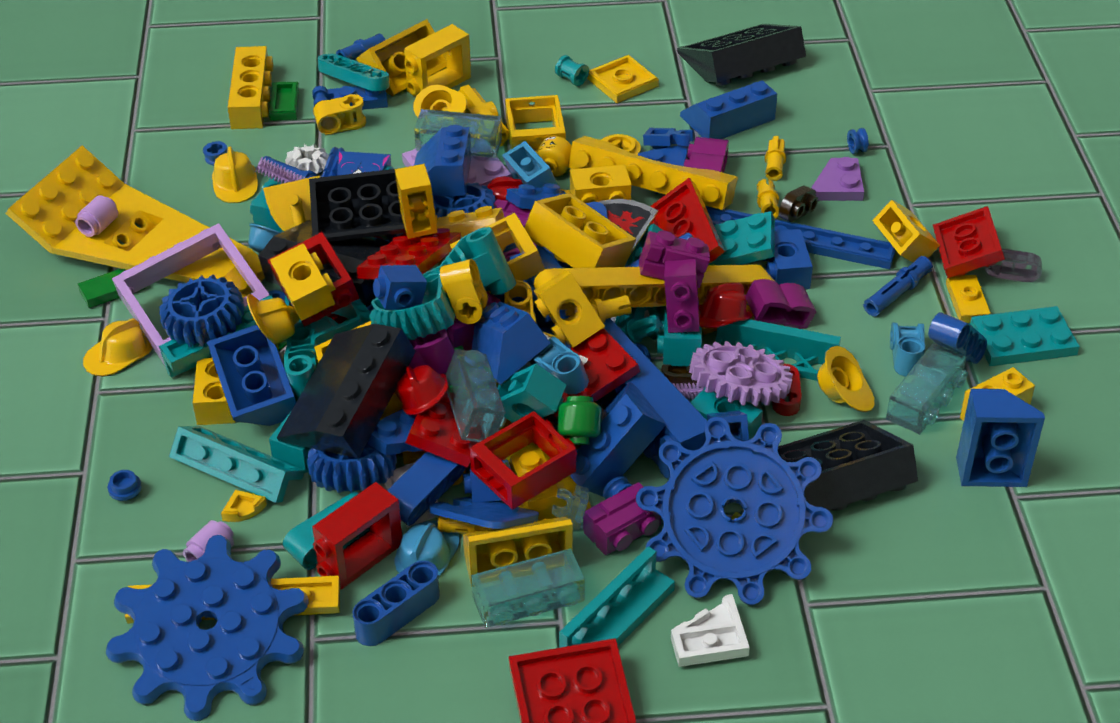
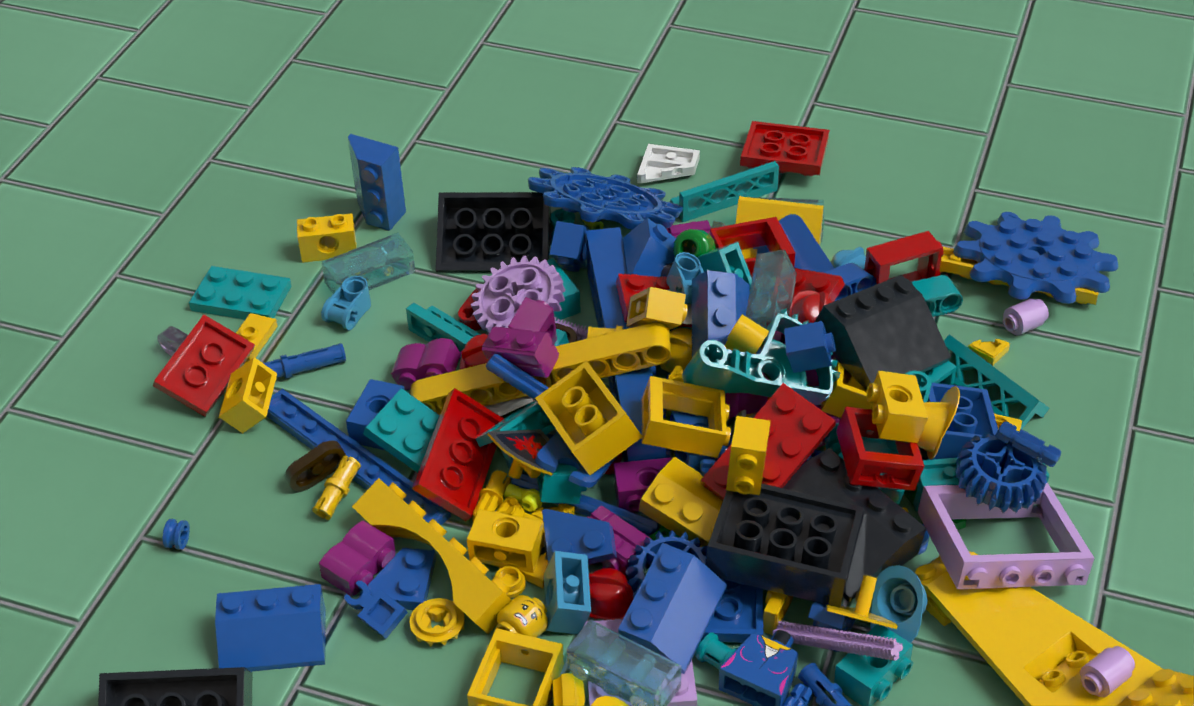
camera: 155 degrees left, 0 degrees up
(100, 289) = (1107, 617): green tile -> none
(119, 347) = (1101, 536): yellow piece -> none
(124, 485) = (1094, 391): blue plate -> none
(178, 309) = (1028, 444): none -> blue axle
(396, 603) = (884, 230): blue beam -> none
(775, 159) = (279, 547): yellow axle -> none
(840, 181) = (237, 500): medium lavender wing -> none
(844, 381) = (433, 284): yellow piece -> none
(957, 337) = (316, 268): blue beam -> none

